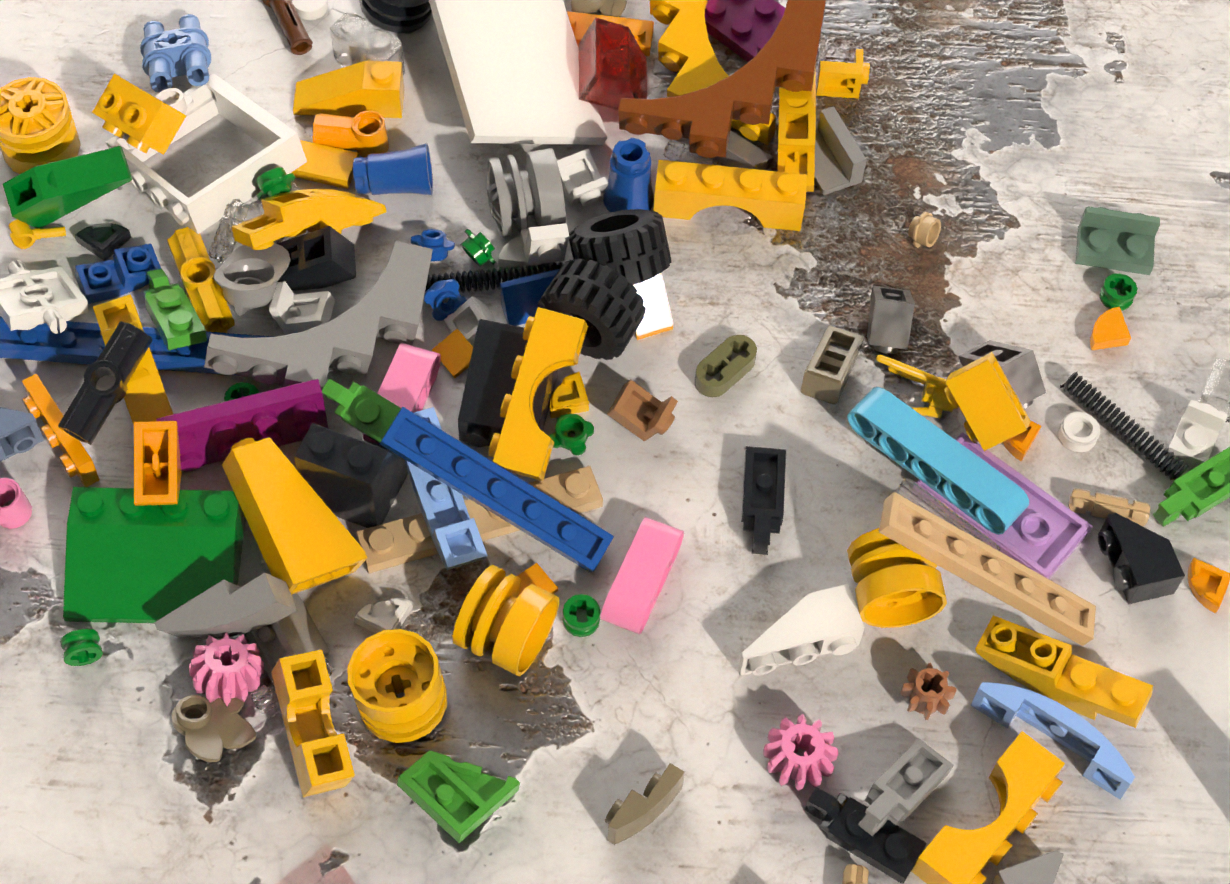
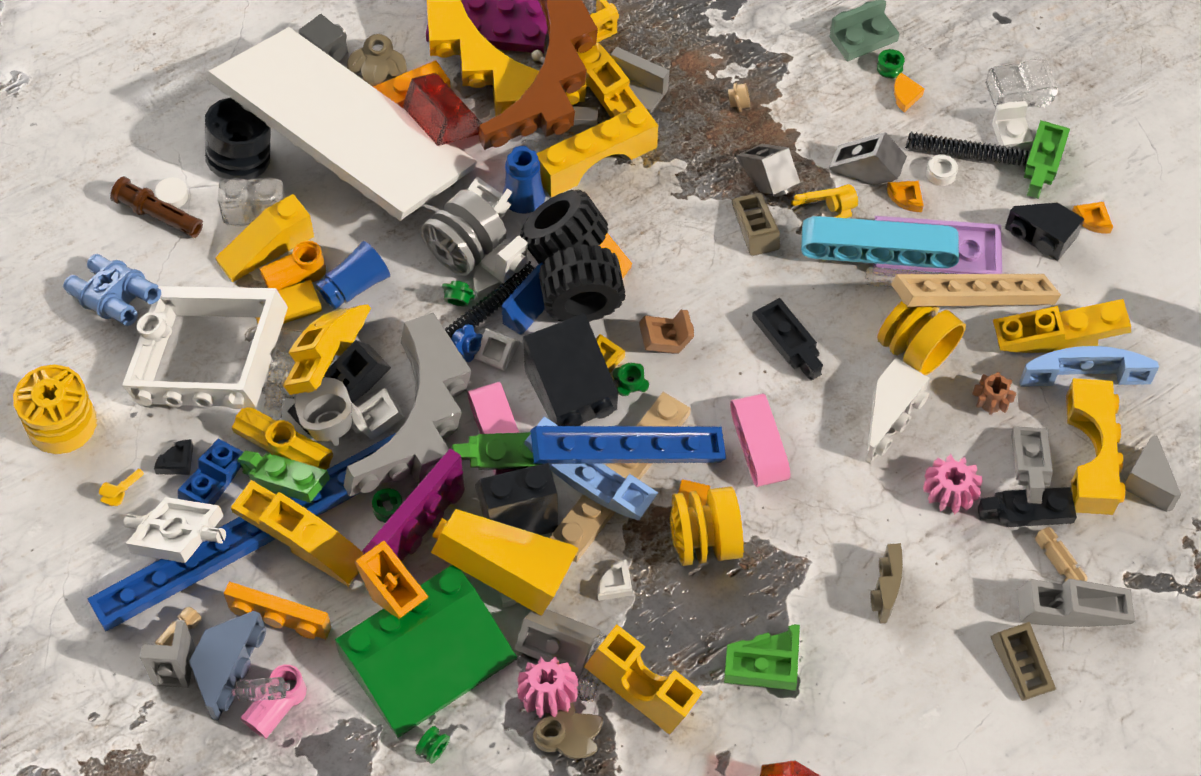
camera: 35 degrees left, 0 degrees up
(65, 185) = (125, 434): green slope -> none
(92, 405) = (297, 529): black piece -> none
(139, 115) = (141, 347): yellow brick -> none
(230, 609) = (521, 645): light grey slope -> none
(274, 182) = (286, 336): green plate -> none
(395, 664) = (675, 598): yellow wheel -> none
(434, 240) = (421, 307): blue plate -> none
(455, 352) = (506, 373): light orange piece -> none
(552, 344) = (616, 401): yellow arch -> none
(570, 621) = (745, 483): green bush -> none
(731, 371) = (683, 268): olive beam -> none
(986, 402) = (882, 183): yellow brick -> none
(1103, 504) = (998, 206): tan axle -> none

